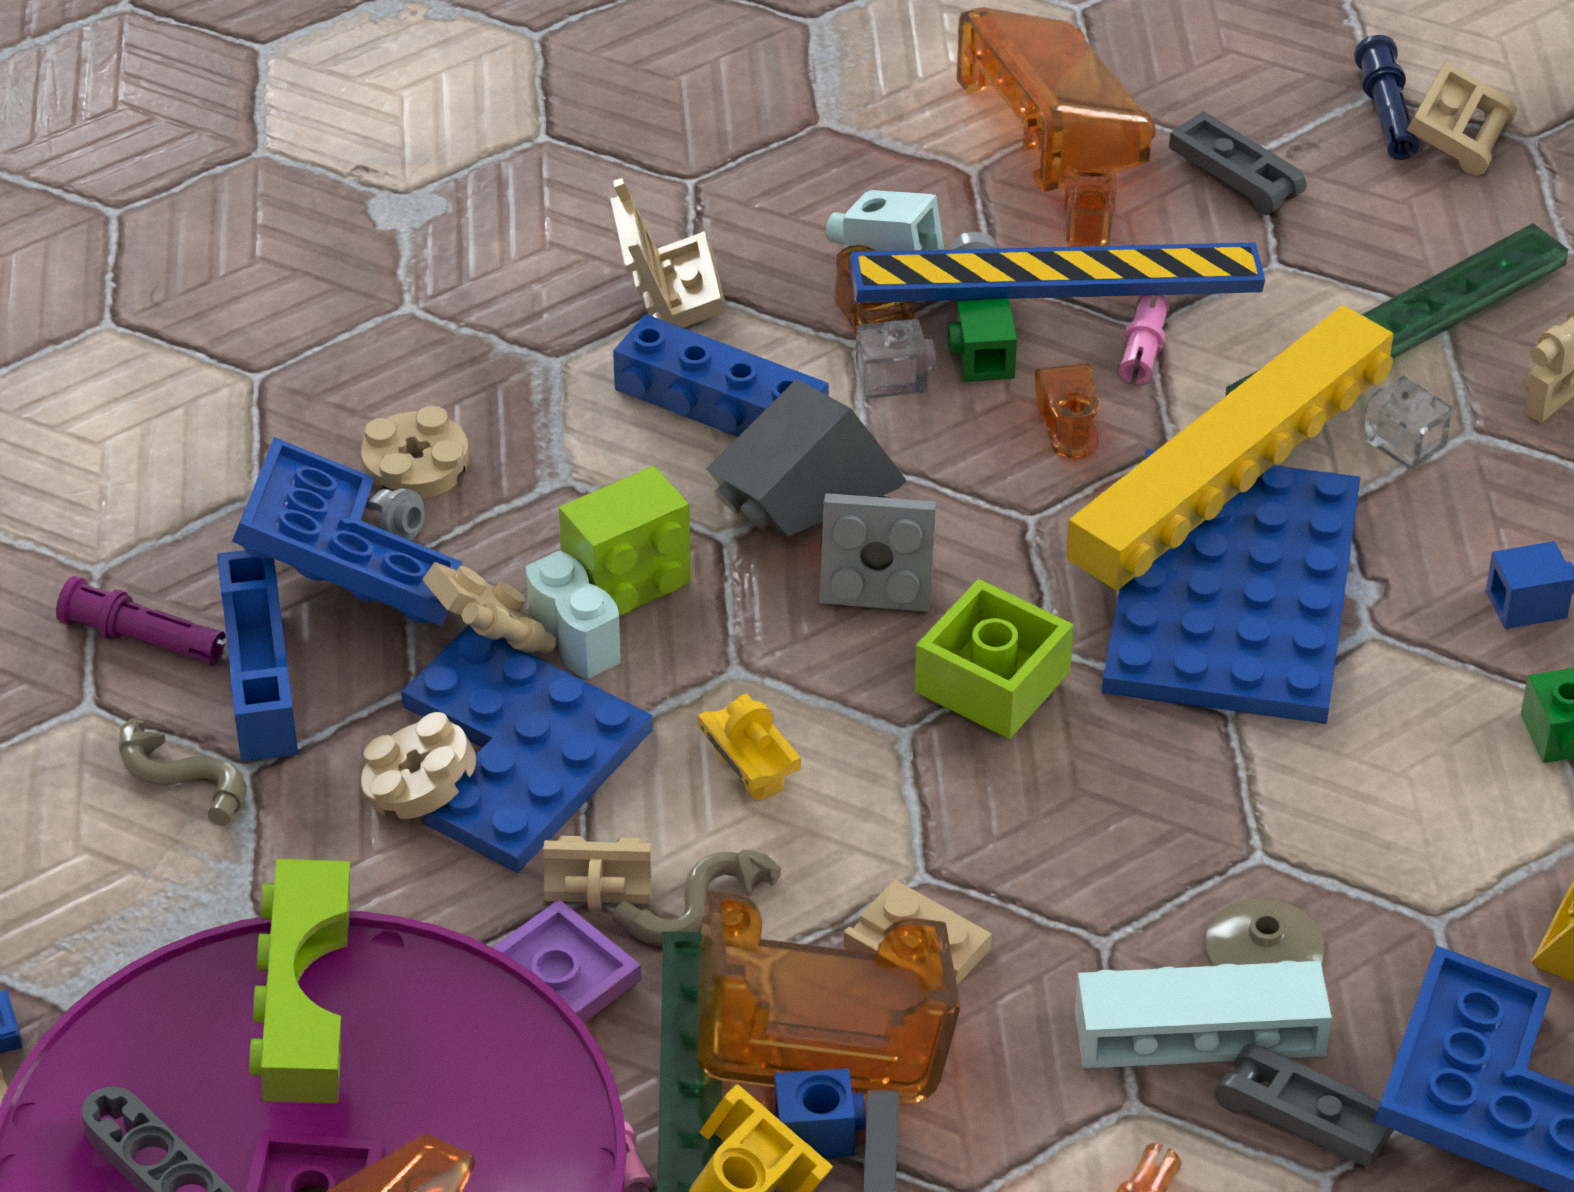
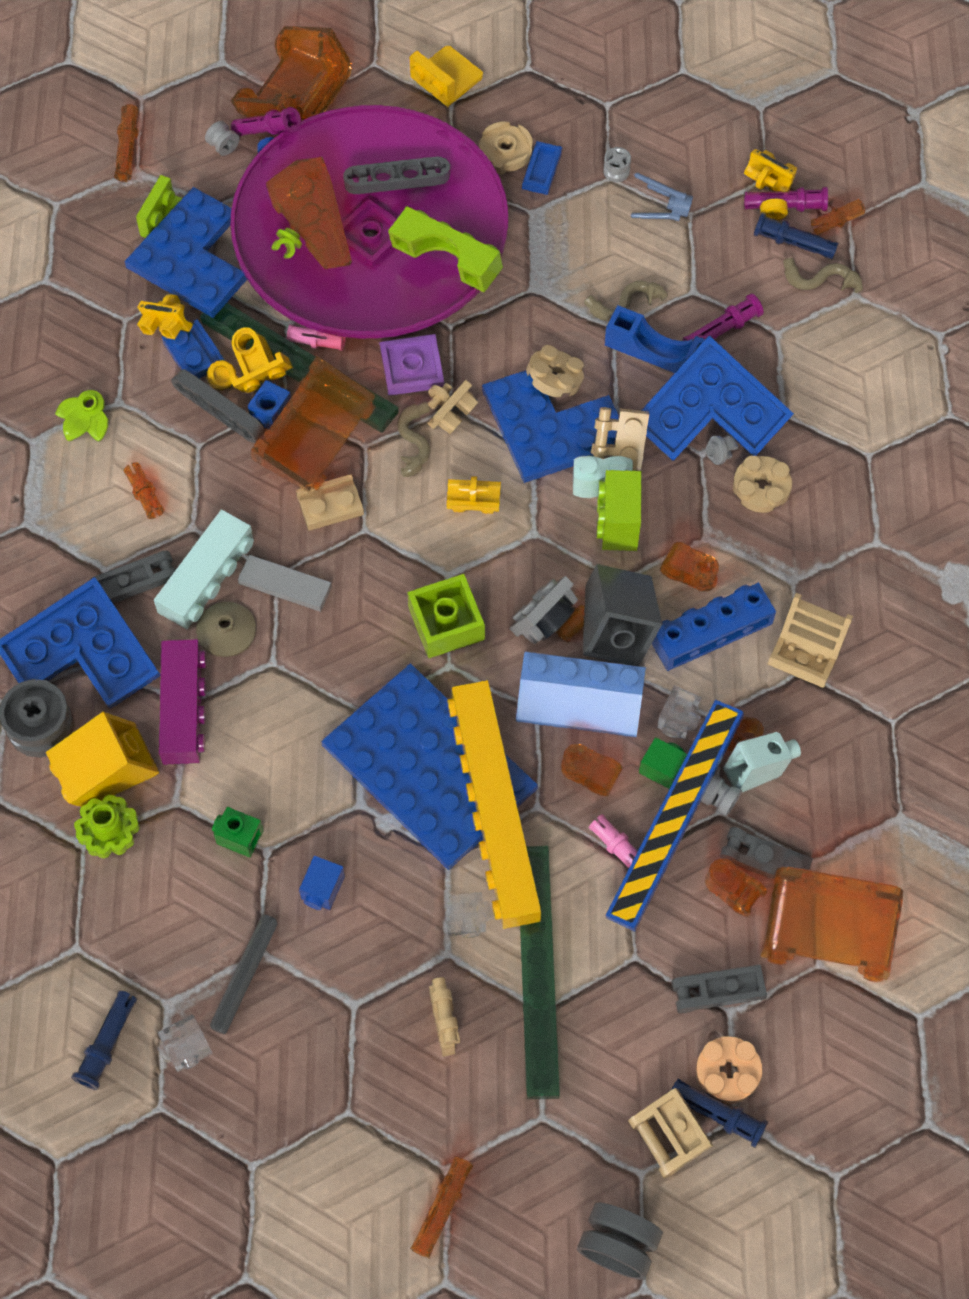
camera: 125 degrees right, 20 degrees up
(640, 438) = (690, 566): none -> clear orange piece
(954, 459) = (580, 694): none -> slope
(1014, 200) = (762, 855): none -> dark grey plate
(1115, 905) = (284, 583): none -> light grey tile
(1325, 116) = (741, 1055): none -> light nougat plate
(1446, 903) = (181, 702): none -> magenta brick

